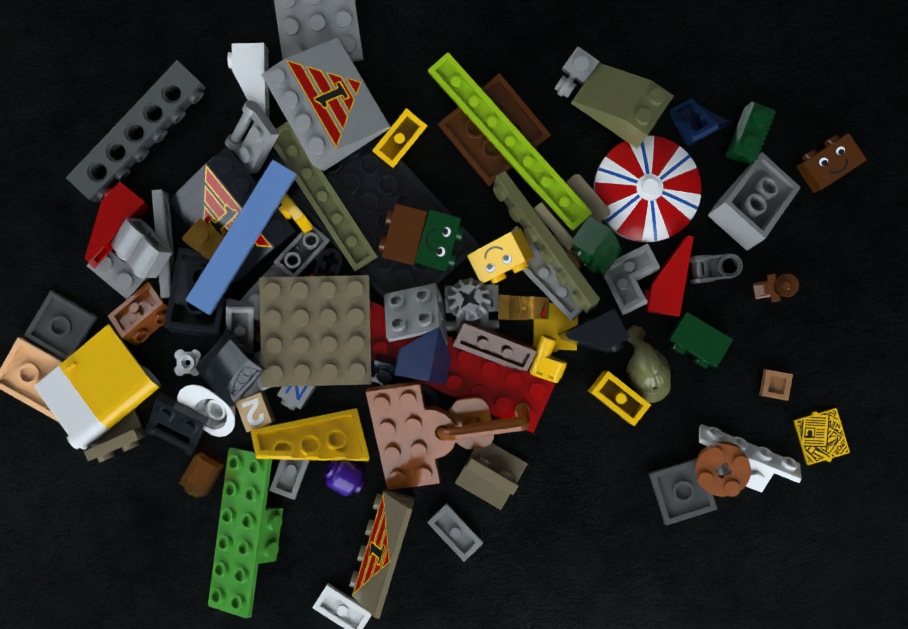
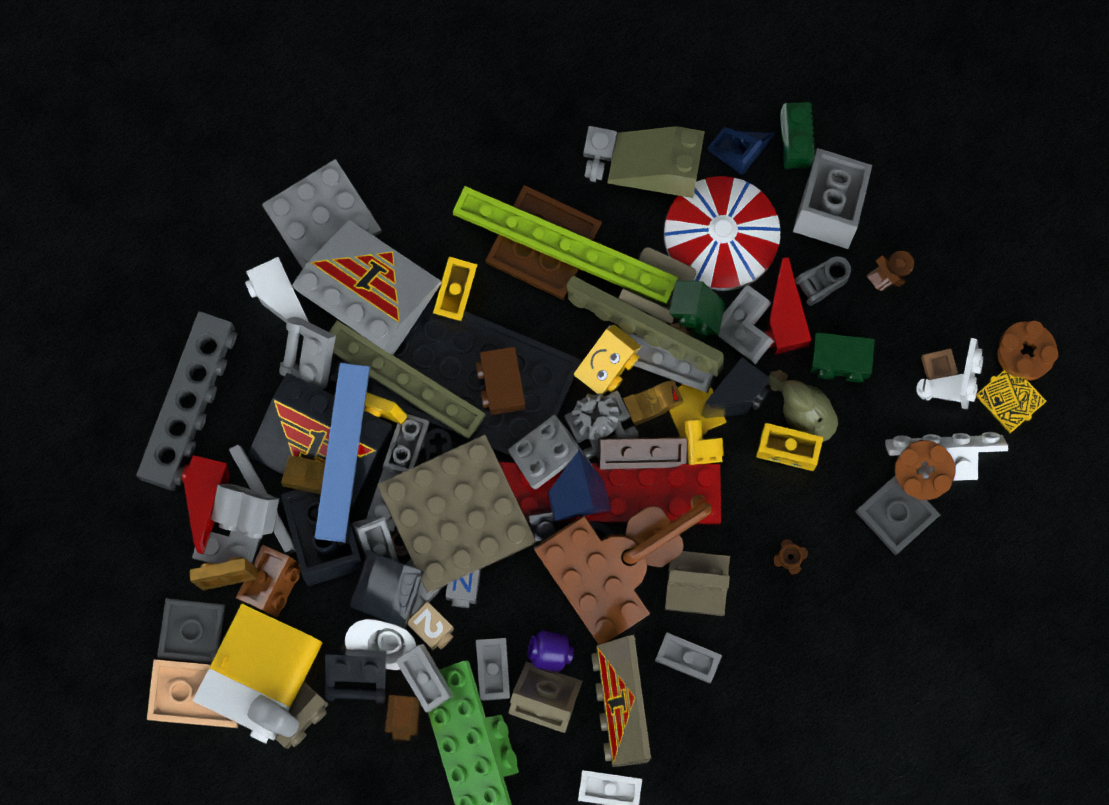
camera: 20 degrees left, 10 degrees down
(86, 435) = (272, 717): none -> light grey hair
(97, 290) = (223, 574): none -> pearl gold plate
(182, 356) = (346, 612): white plate -> none
(229, 455) = (424, 678): none -> light grey plate
(322, 437) = (510, 620): yellow wing -> none
(324, 511) = (544, 697): none -> dark tan bracket
(438, 241) = (539, 372): dark green brick -> none
(577, 478) = (798, 553): none -> reddish brown plate
(782, 411) = (958, 387): none -> white plate
(831, 162) = (889, 128): reddish brown brick -> none
(870, 404) = (1032, 335): none -> dark orange plate

